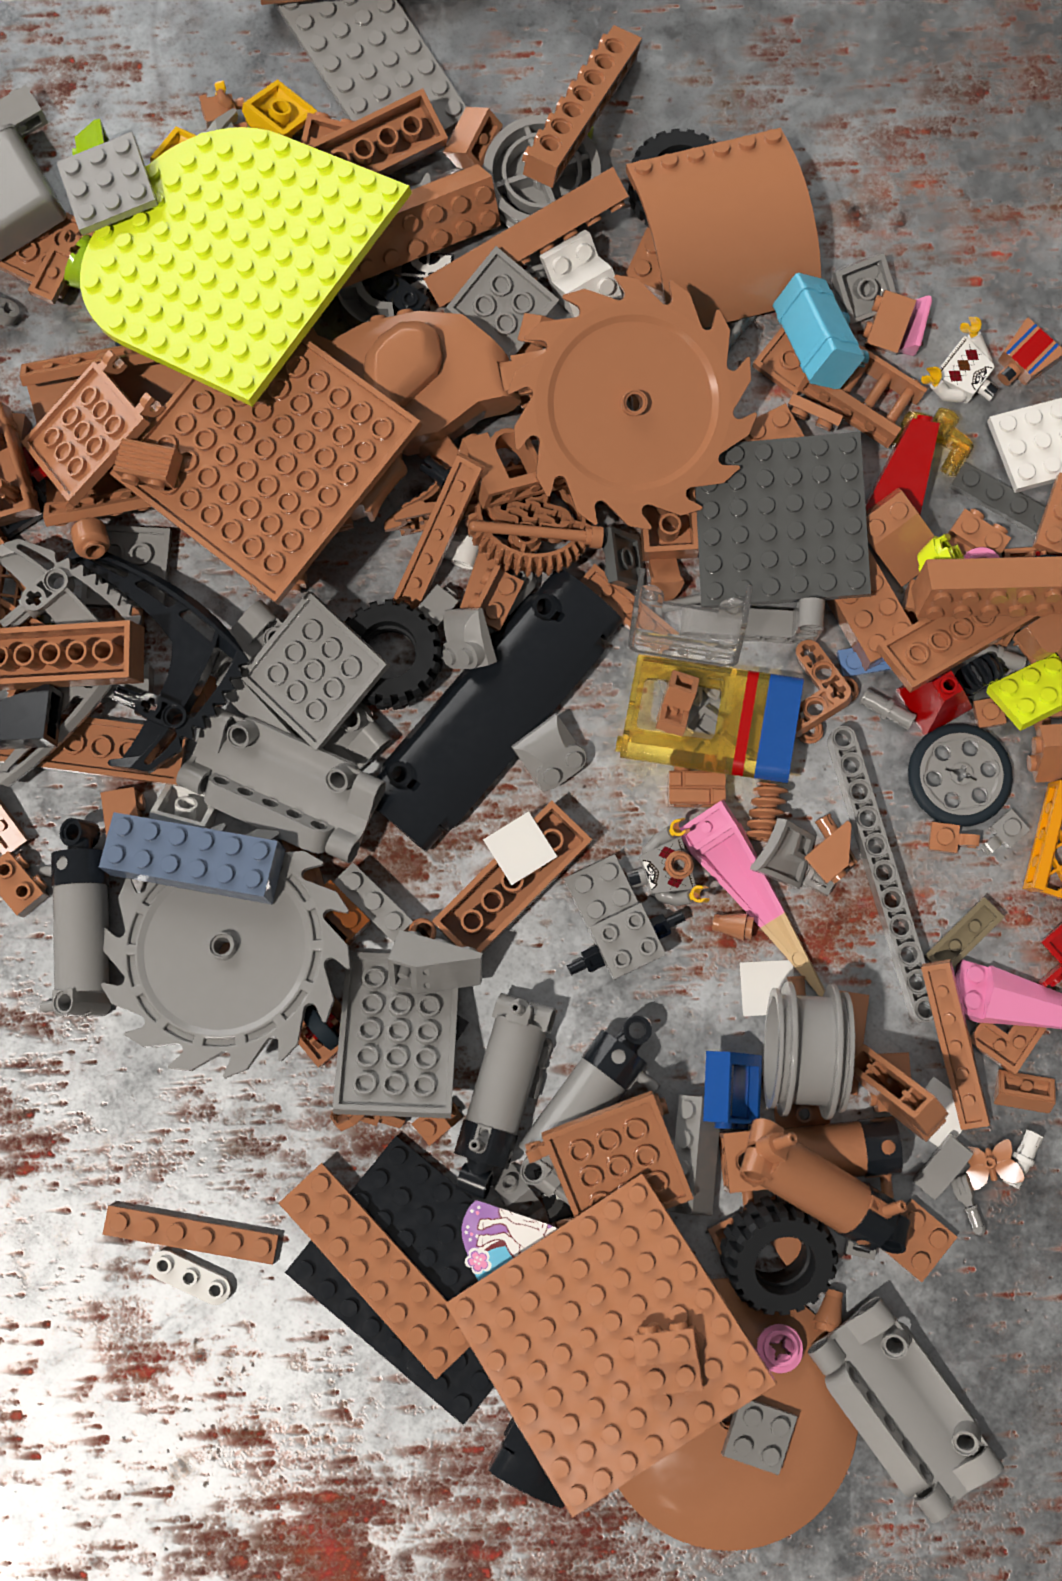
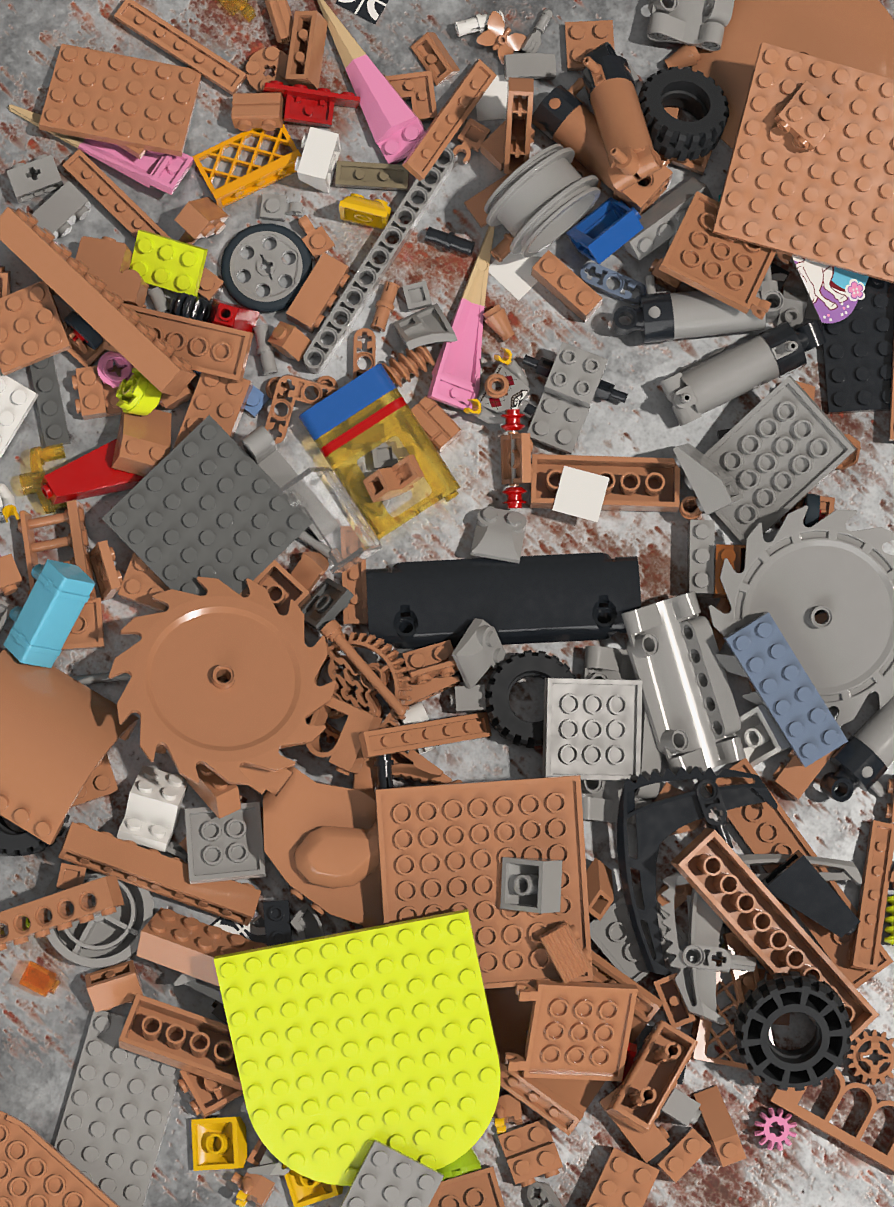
camera: 135 degrees left, 0 degrees up
(41, 332) = (530, 1152): none -> nougat plate
(43, 537) = (673, 1004): none -> nougat brick
(50, 276) = (480, 1183): nougat plate -> none
(90, 338) = (507, 1110): none -> nougat piece
(90, 538) = (643, 963): nougat head -> none
(189, 564) = (599, 888): none -> nougat slope
(224, 480) = (531, 884): none -> light grey slope
(531, 92) = (40, 979): none -> clear orange brick
(585, 166) = (70, 876): none -> nougat plate
(601, 824) = (515, 458): none -> plate
(663, 1072) = (593, 283): none -> sand blue beam
(714, 1011) = (566, 286): none -> nougat brick
(759, 1436) = (797, 31): light grey plate -> none
(791, 1343) = (724, 63): bright pink gear -> none
(813, 779) = (371, 345): none -> nougat beam
(832, 855) = (399, 298): nougat slope -> none
(844, 949) = (449, 241): none -> black pin
(877, 731) = (289, 341): none -> nougat brick
(898, 796) = (318, 293): none -> nougat brick
(922, 1054) = (471, 138): none -> nougat plate
(942, 896) = (365, 211): none -> yellow slope
(1019, 899) = (318, 158): none -> white slope

